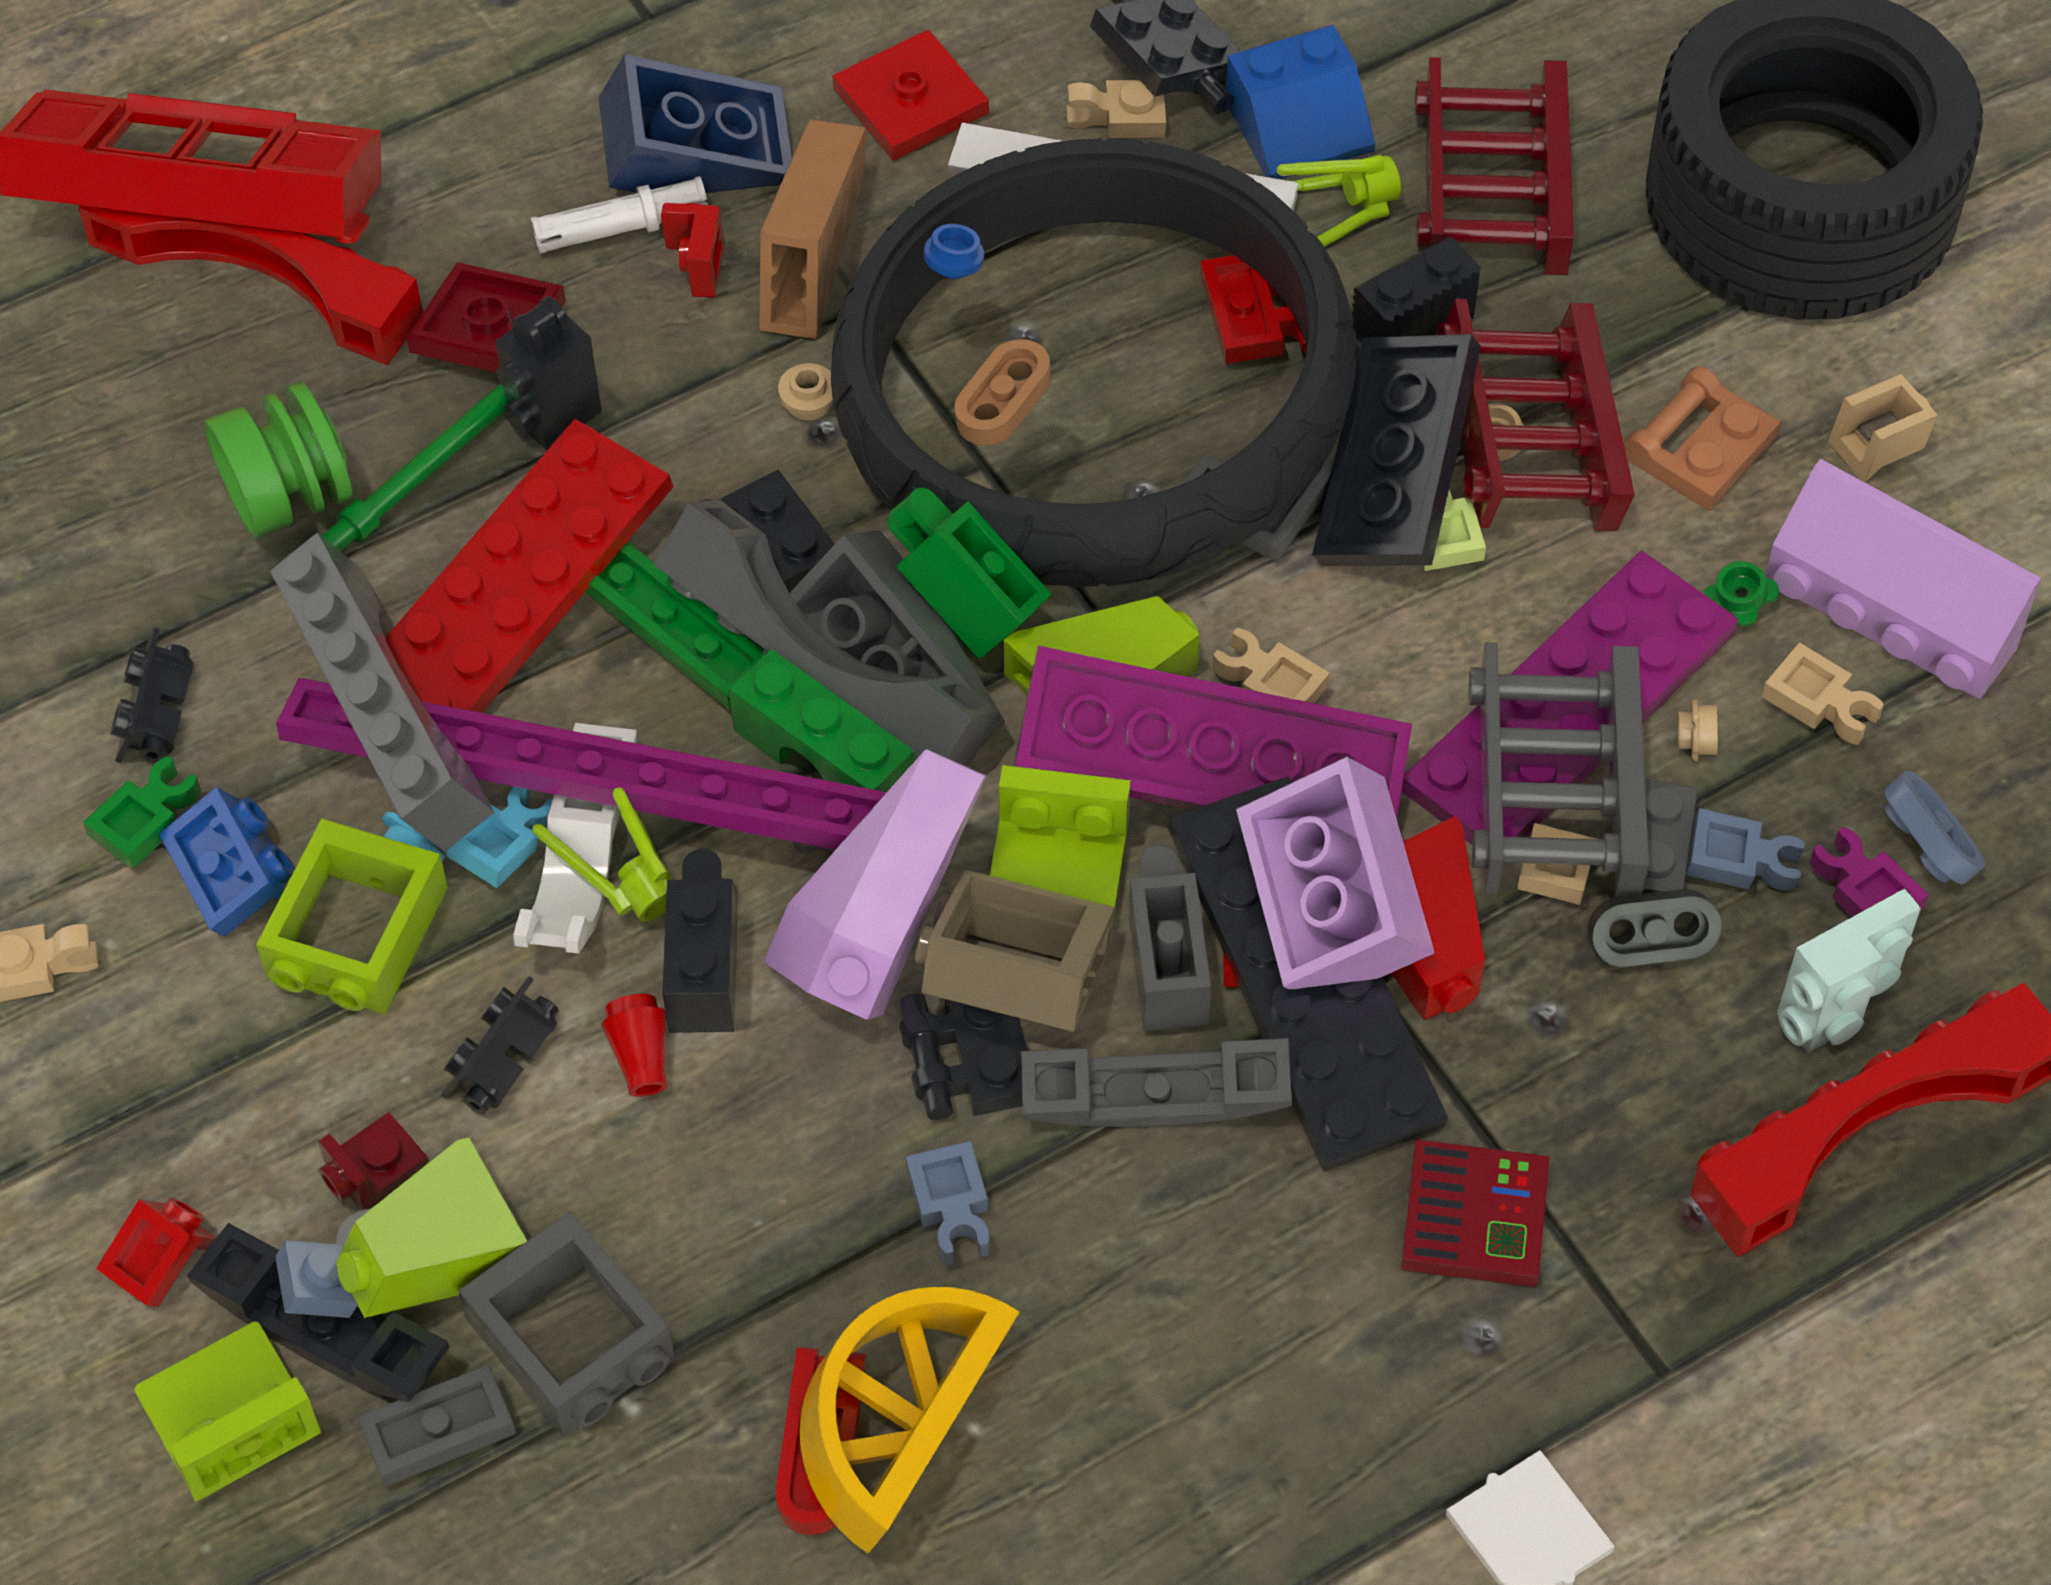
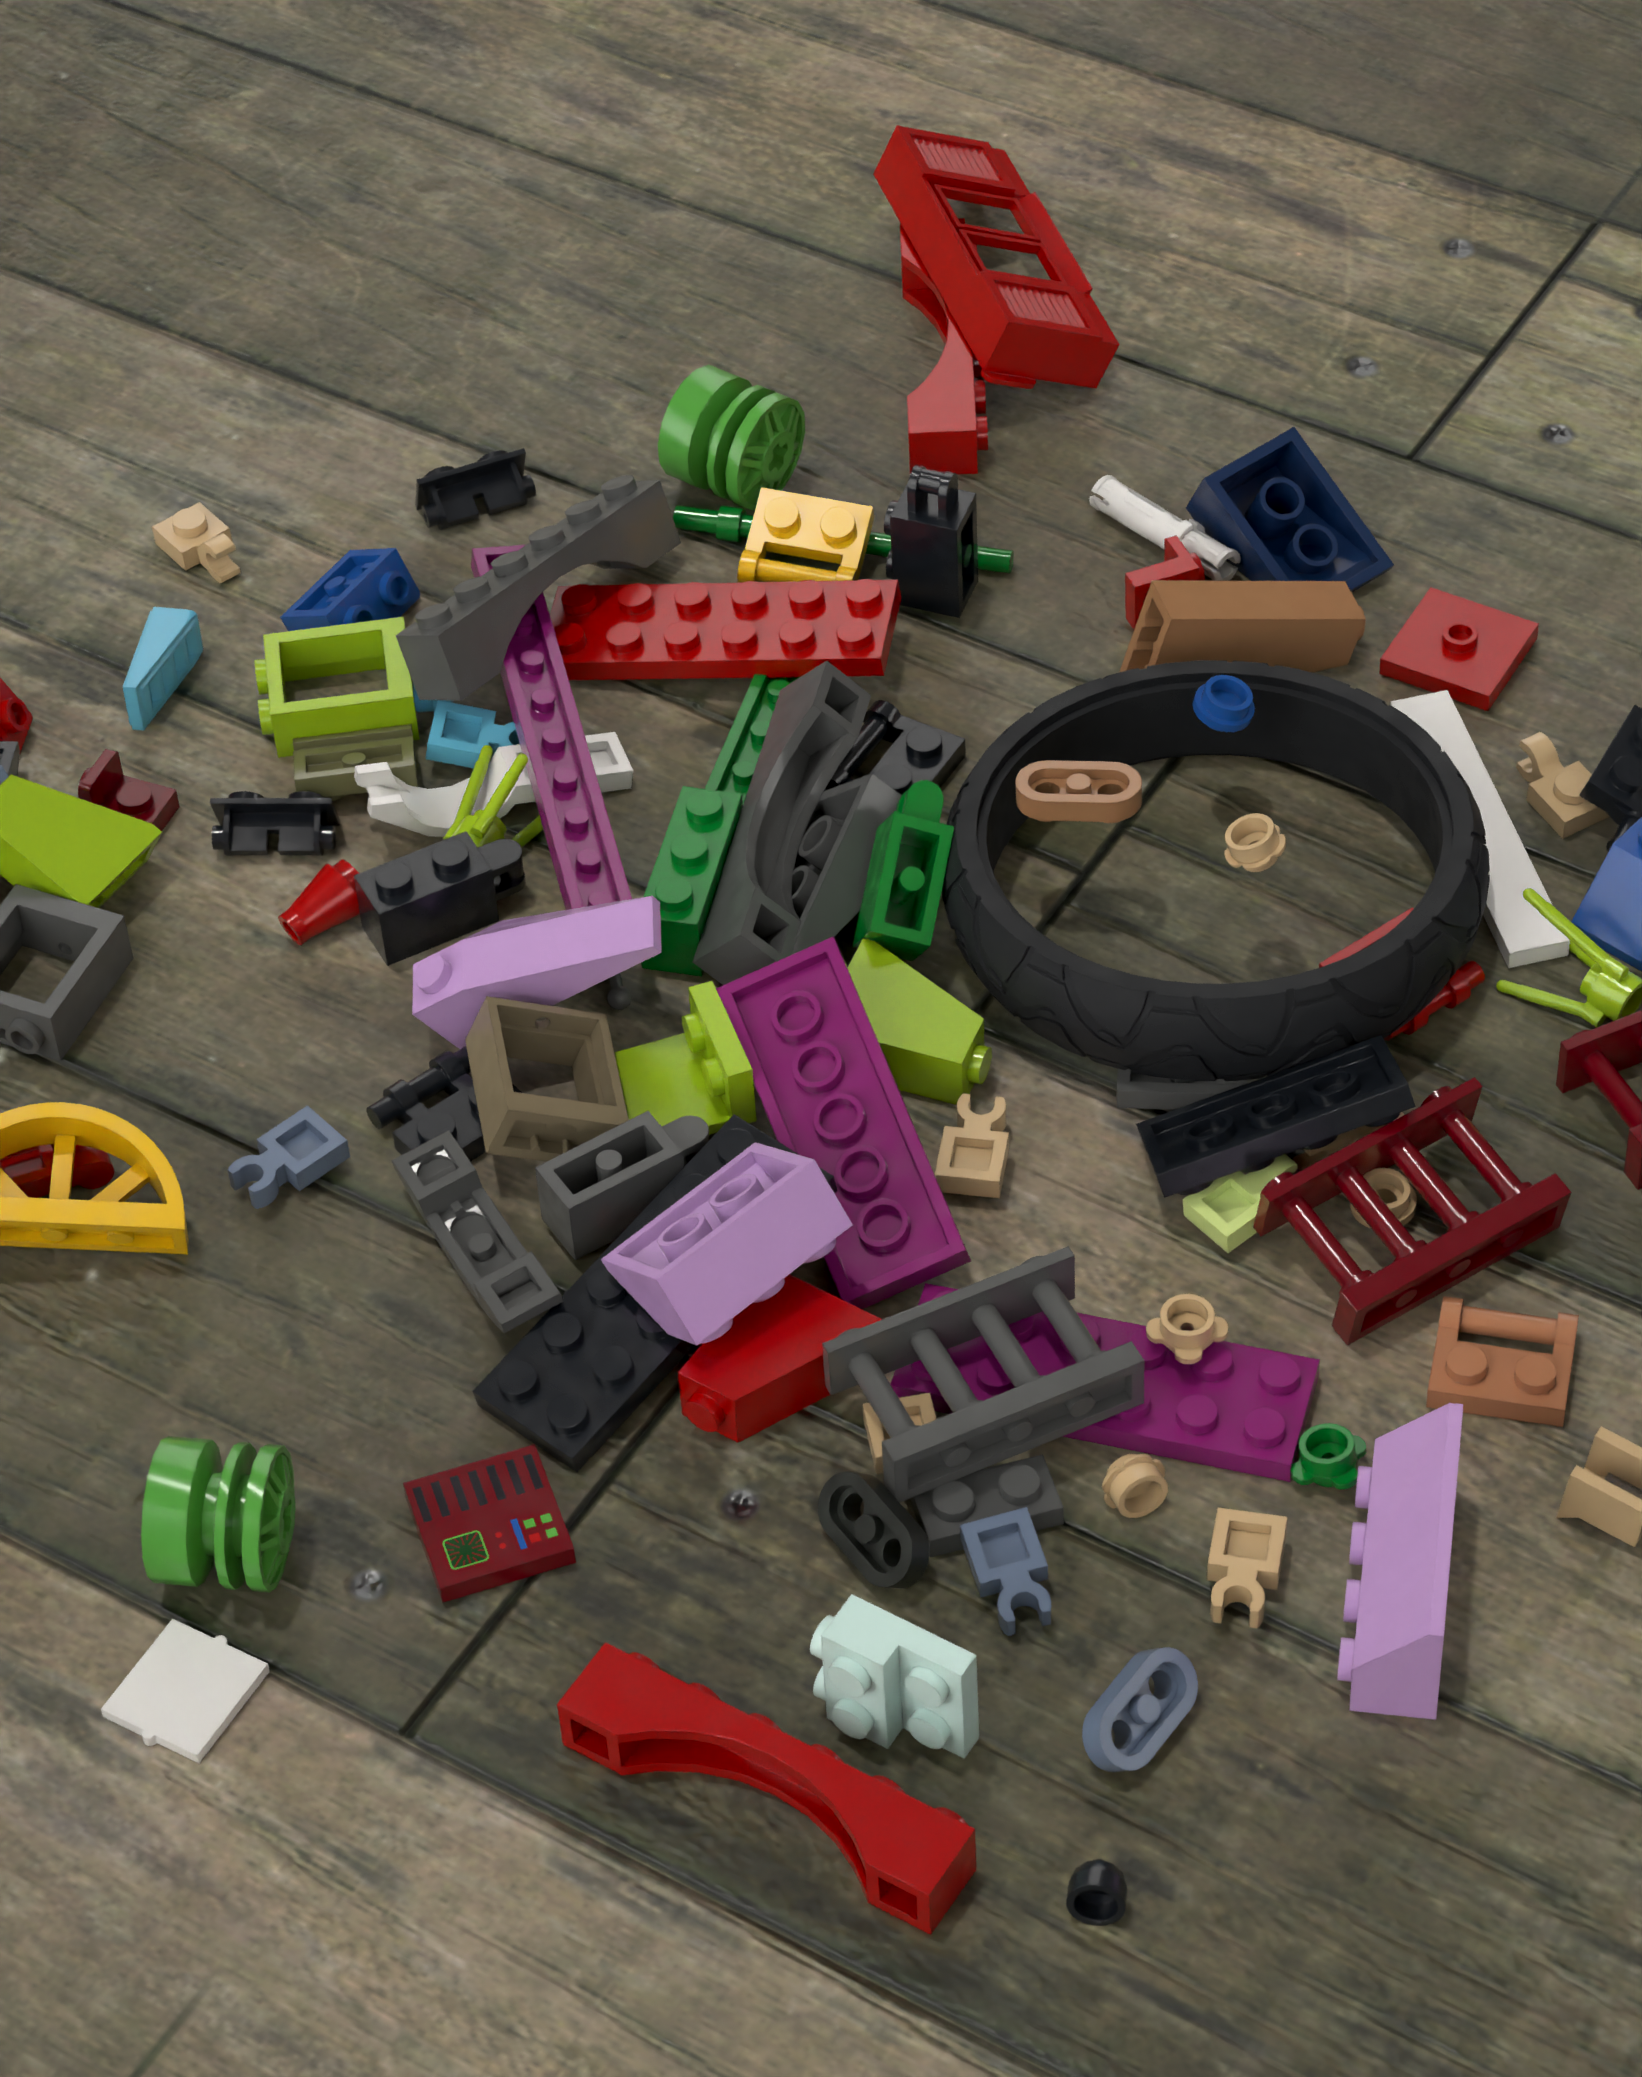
camera: 65 degrees right, 10 degrees down
(134, 817) = (365, 527): green plate -> none
(192, 1053) = (161, 662): none -> medium azure slope
(433, 459) = (805, 529): none -> yellow plate
(461, 947) = (328, 761): none -> olive plate
(473, 312) = (1008, 498): dark red tile -> none
(1143, 290) = (1254, 842): none -> tan plate
(1393, 1410) = (218, 1514): none -> bright green wheel
(1416, 293) = (1513, 1069): black brick -> none
(1582, 599) = (1187, 1313): none -> tan plate
(1862, 880) = (1038, 1689): magenta plate -> none

